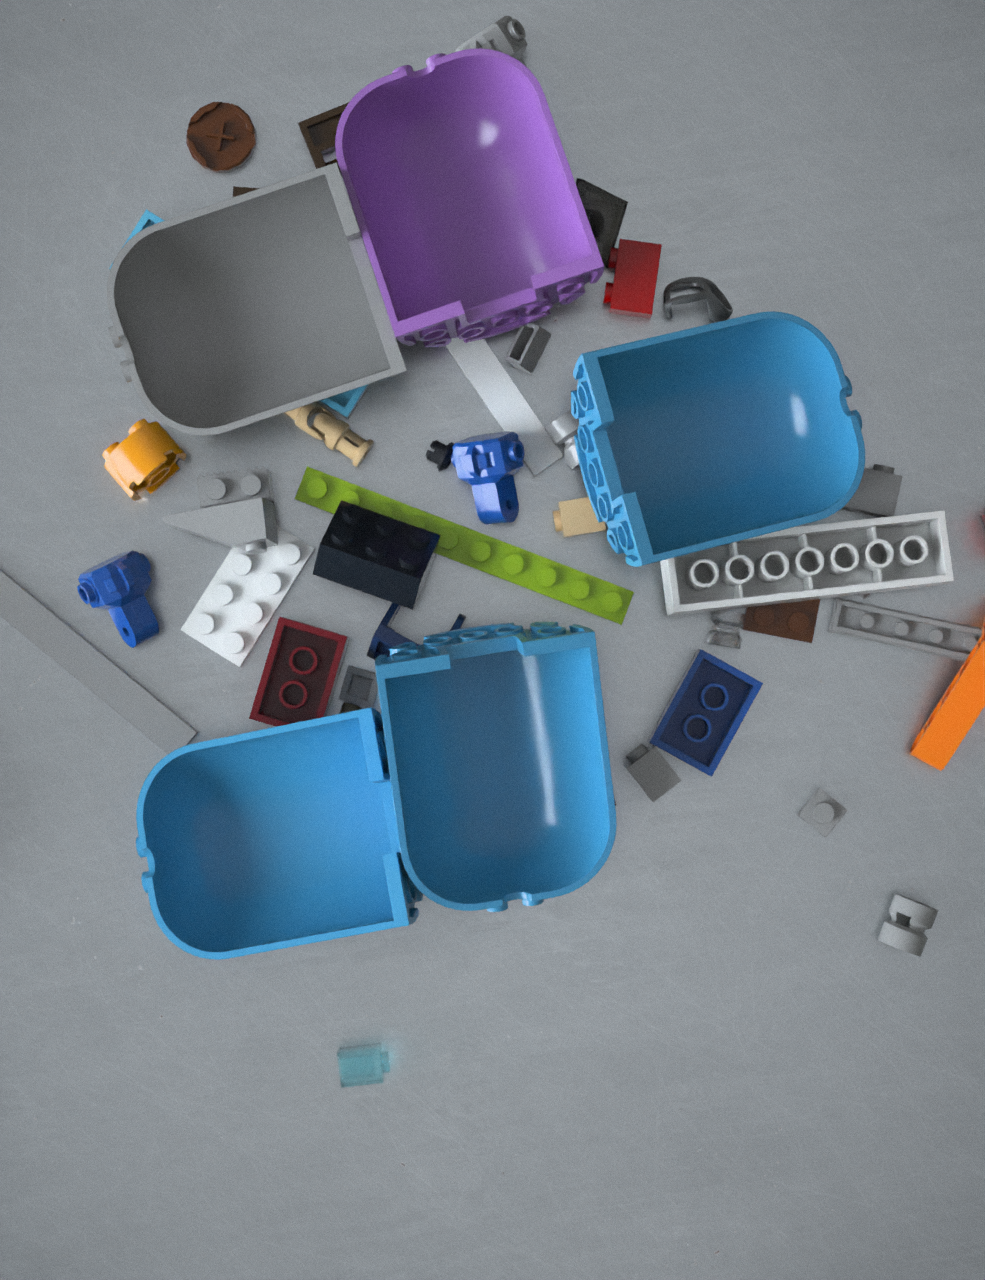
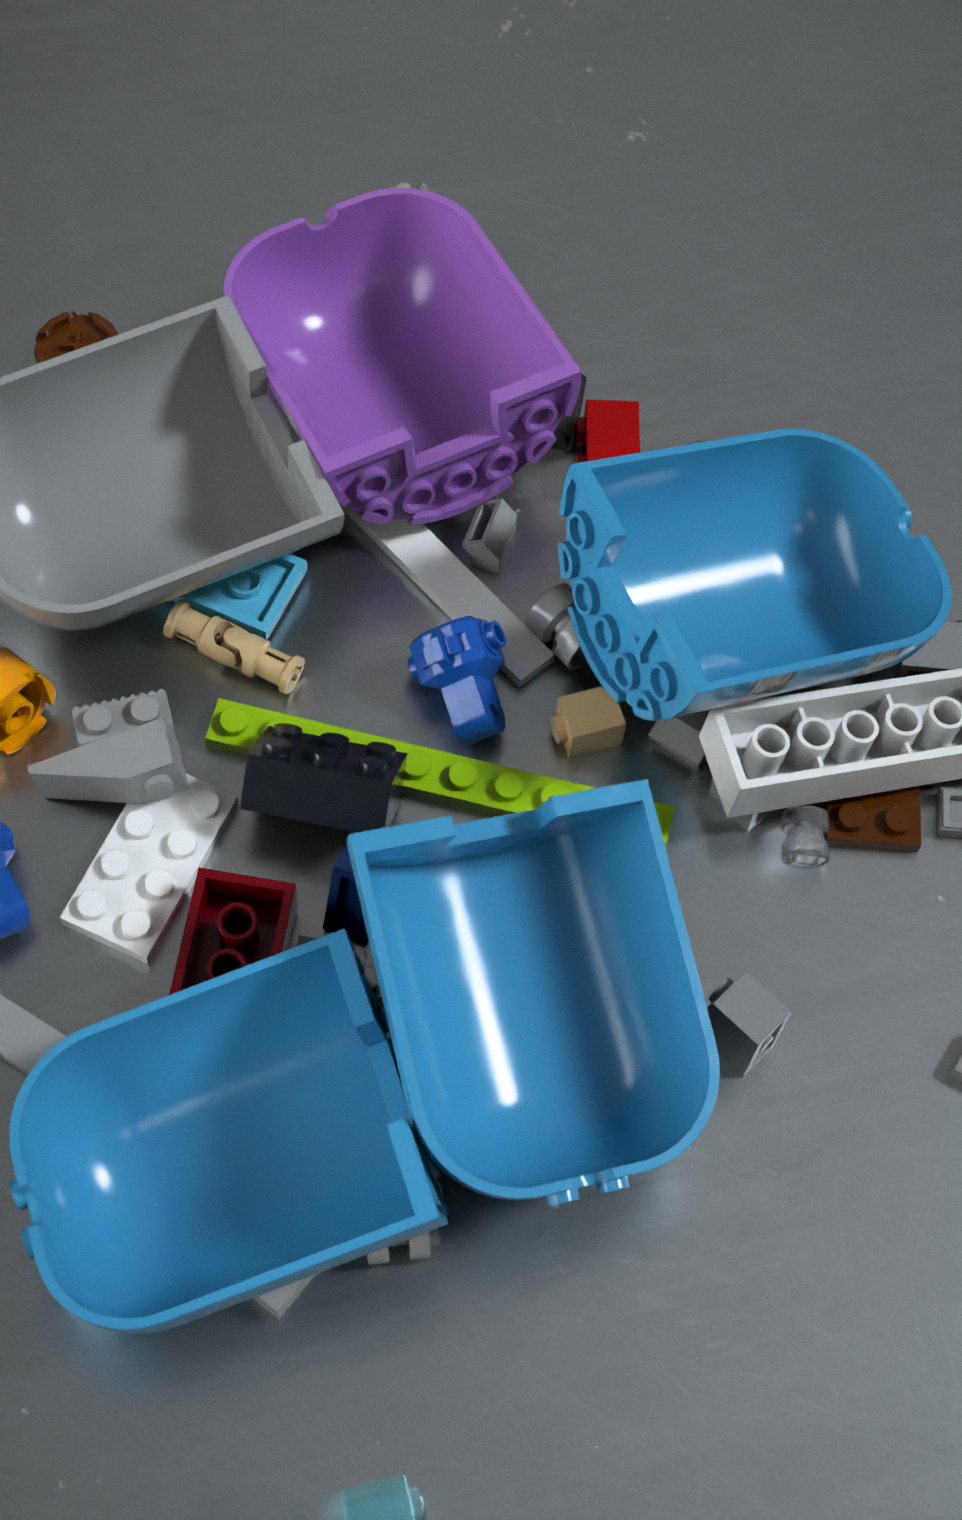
camera: 10 degrees left, 25 degrees down
(441, 455) = (393, 669): black piece -> none
(705, 712) = (804, 935): blue brick -> none

